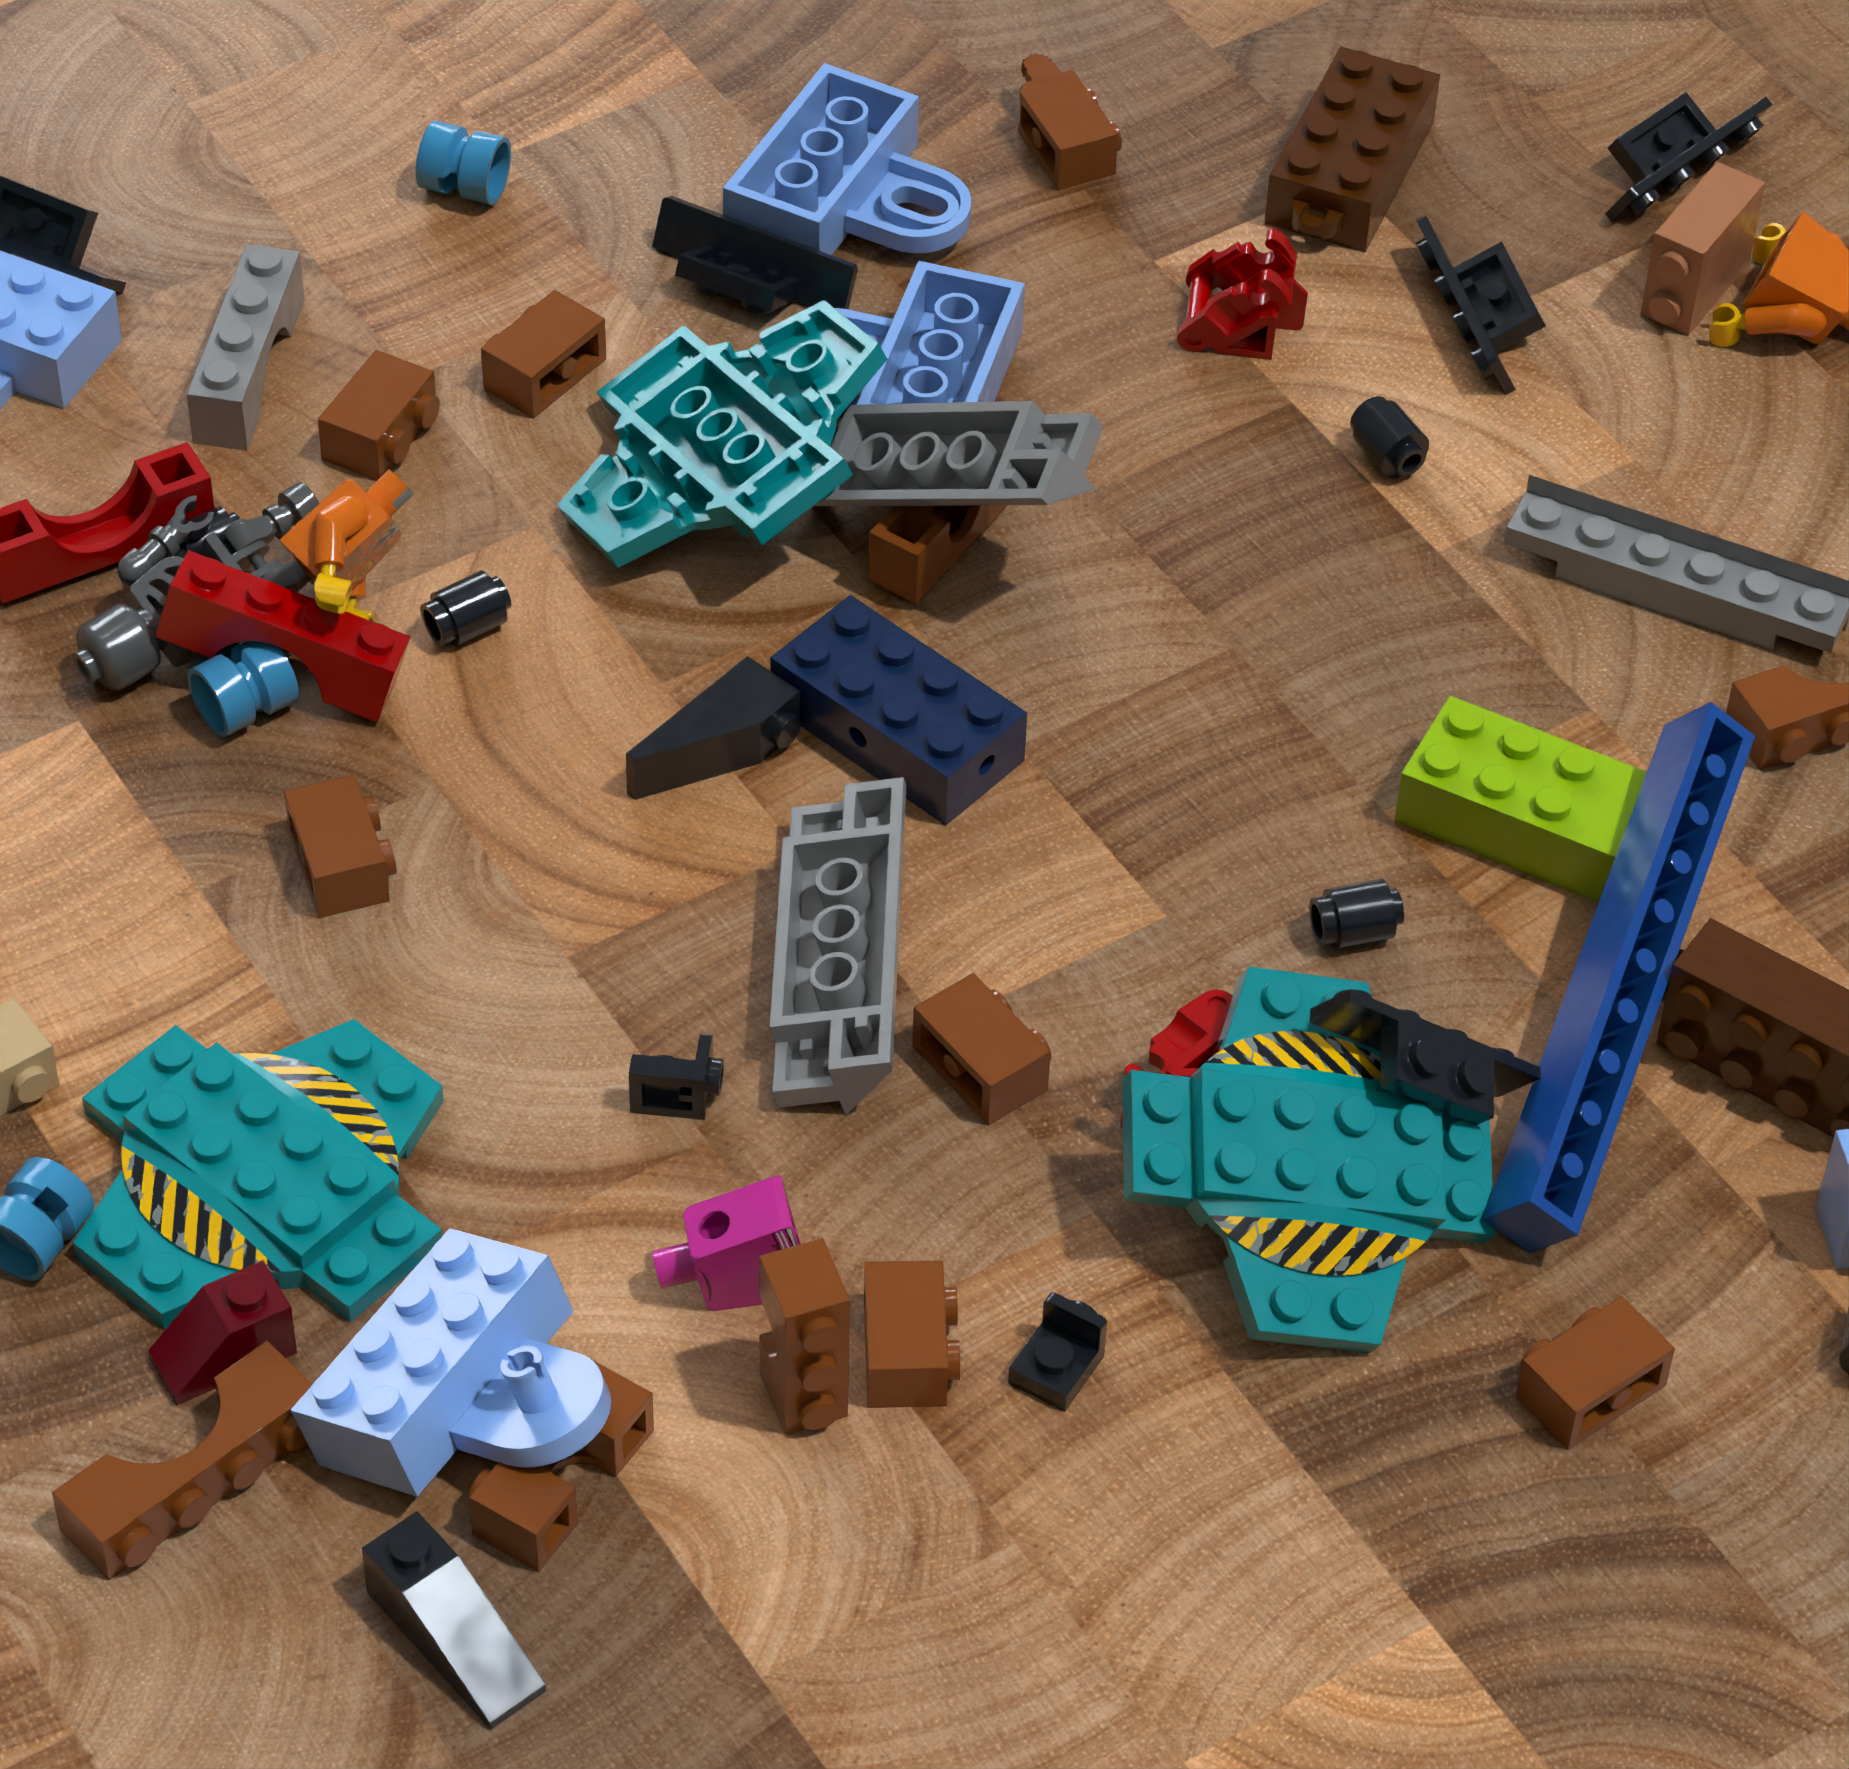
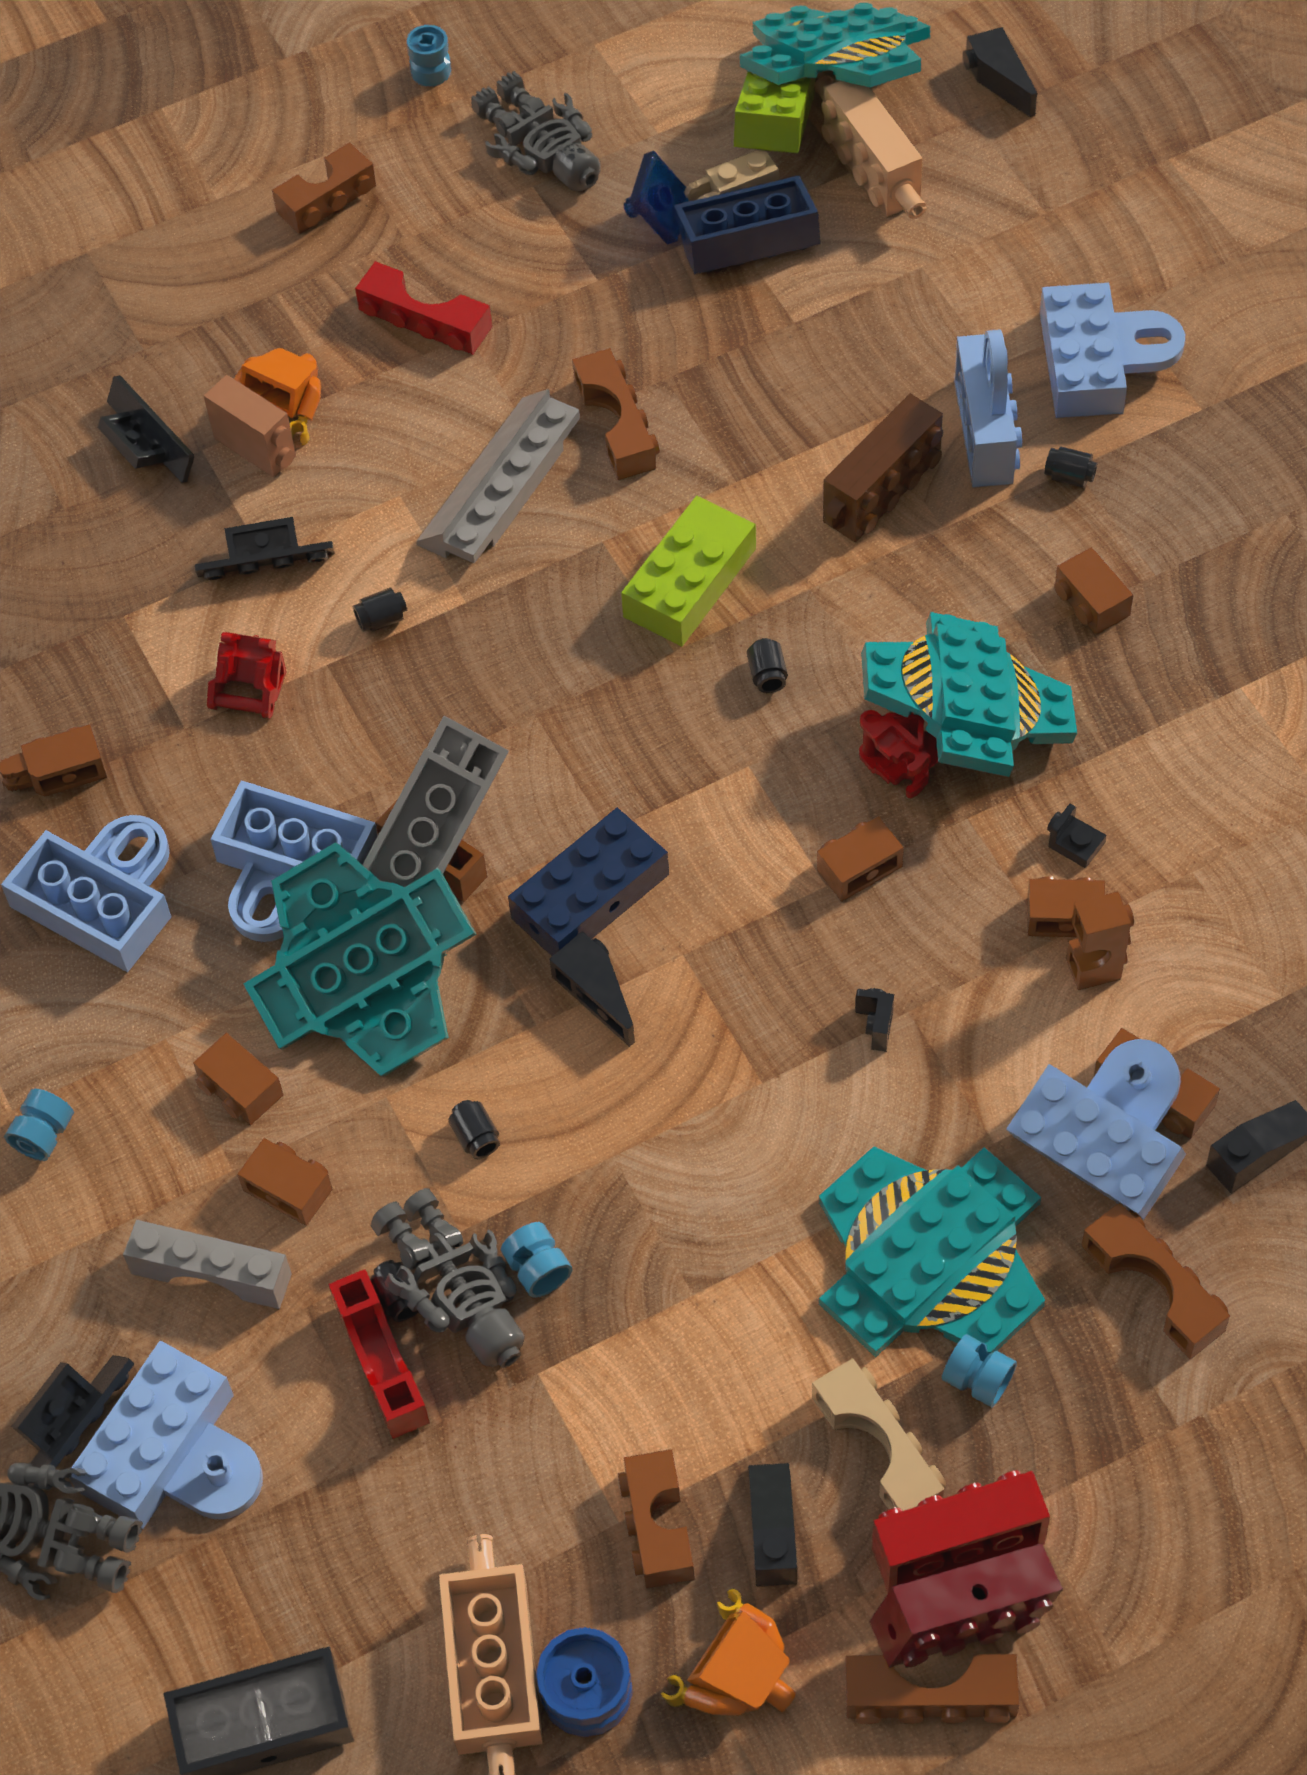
camera: 80 degrees left, 10 degrees up
(220, 1328) = (1064, 1262): dark red slope -> none
(221, 605) = (496, 1252): red arch -> none
(339, 846) = (677, 1203): dark orange brick -> none
(347, 539) = (460, 1174): orange torso -> none
(726, 1243) = (1014, 982): dark pink torso -> none
(748, 261) = (167, 954): black bracket -> none
(838, 946) = (780, 921): light grey slope -> none
(1352, 149) = (114, 602): reddish brown piece -> none
(1424, 1059) = (916, 616): black bracket -> none
(1619, 980) = (843, 532): blue brick -> none

